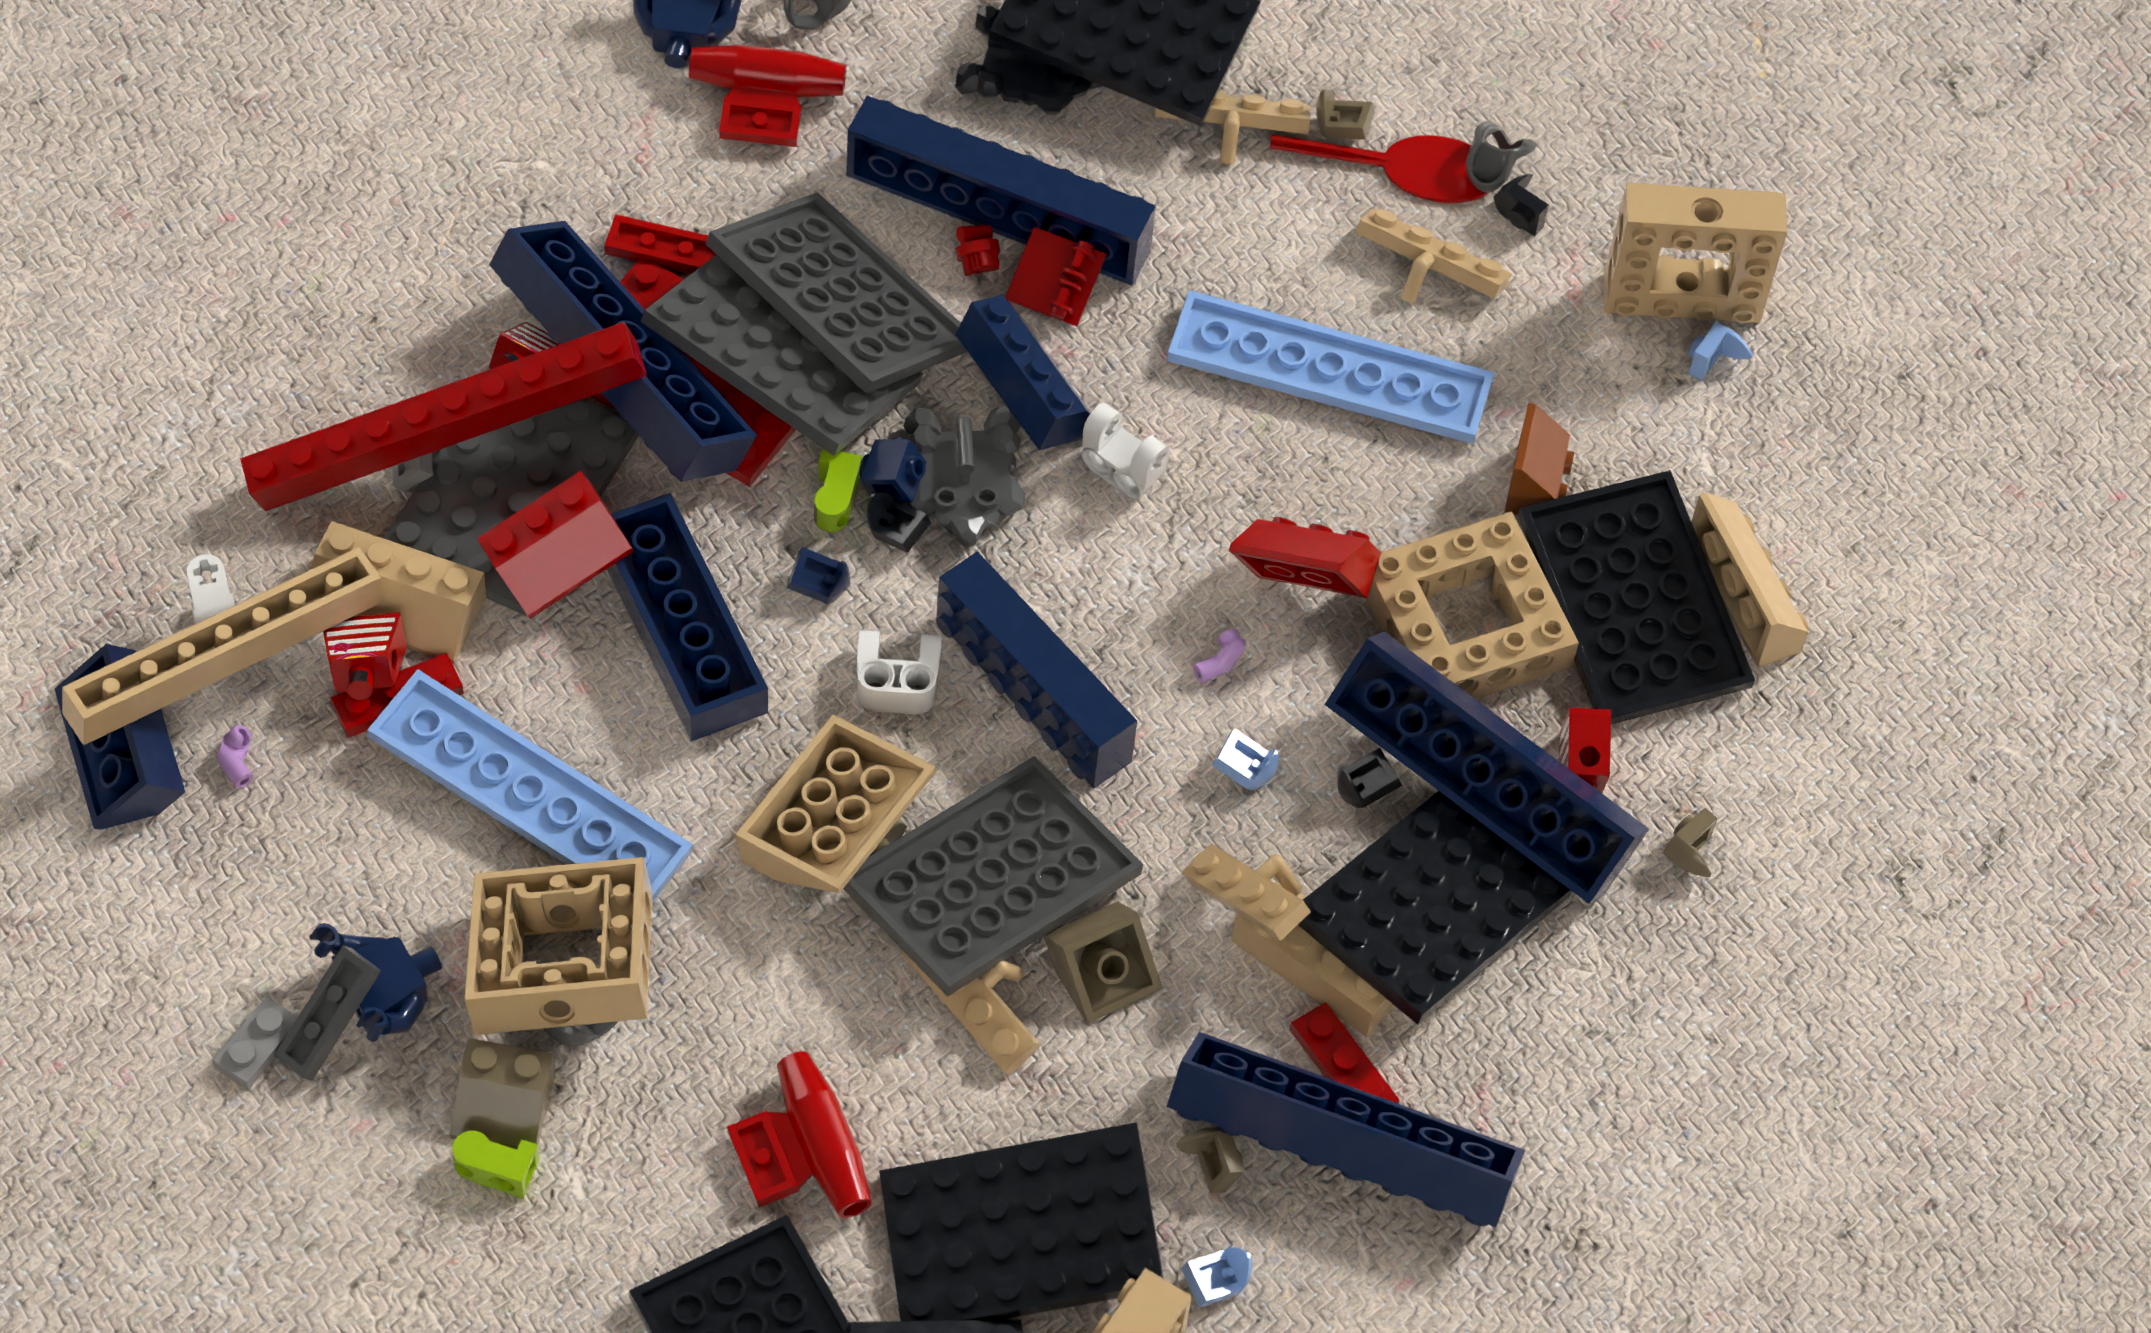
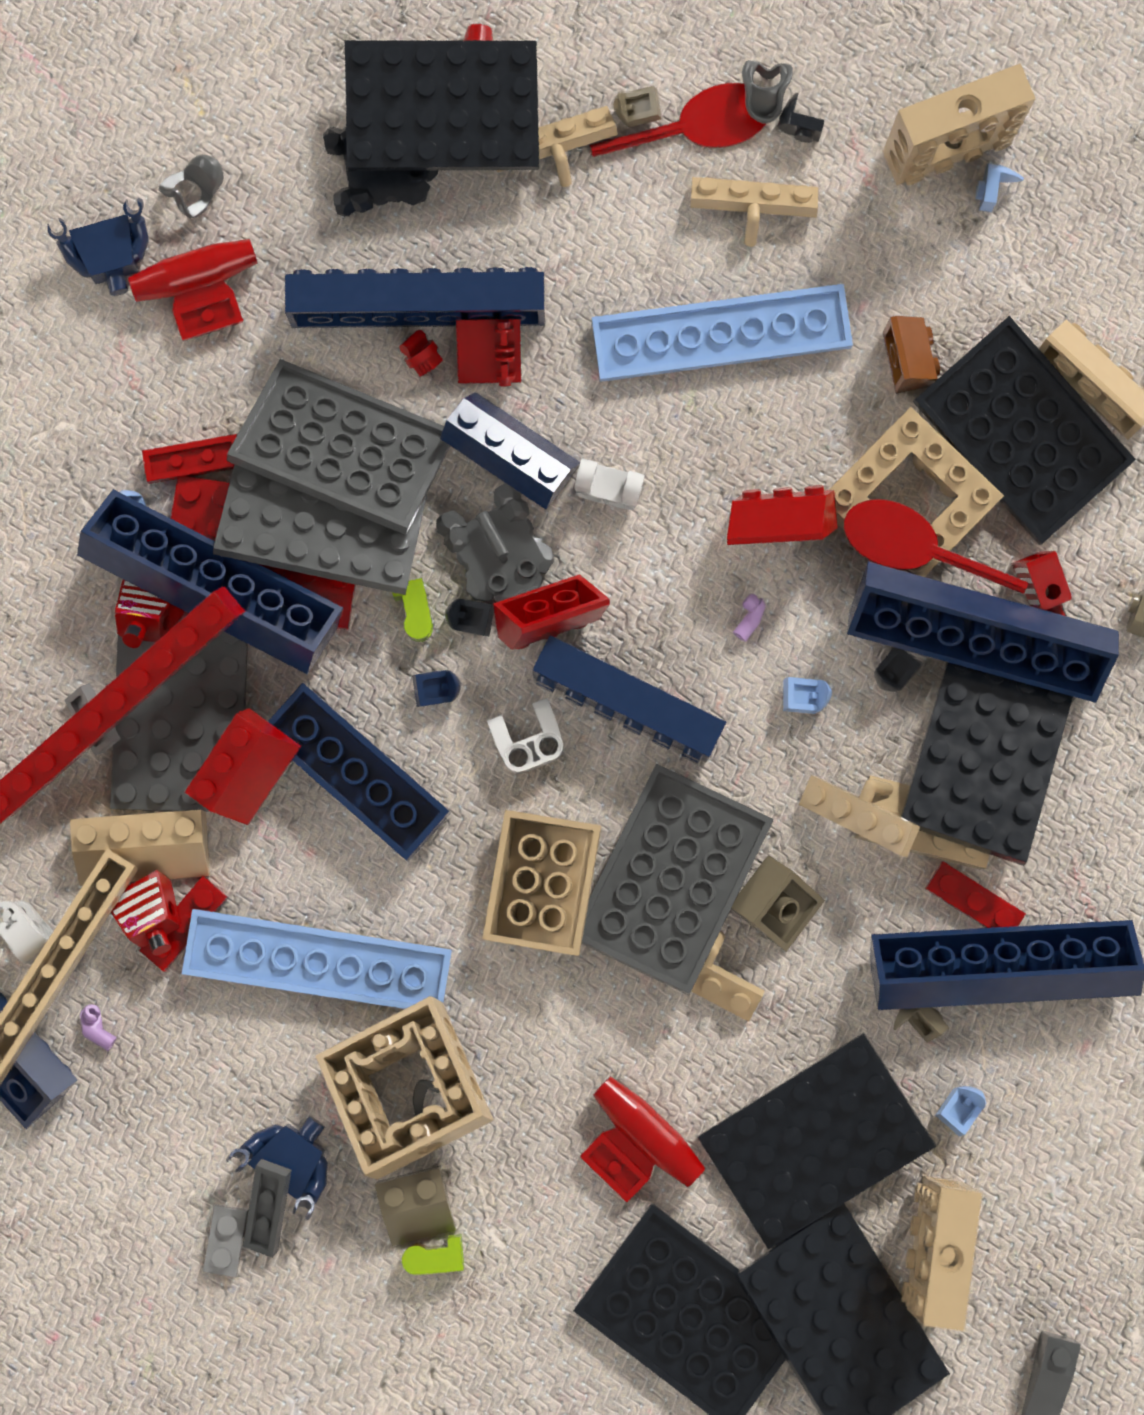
camera: 20 degrees left, 25 degrees up
(893, 468) = (449, 577): dark blue brick -> none
(1007, 545) = (548, 611): none -> red slope
(1445, 637) = (905, 540): none -> red piece

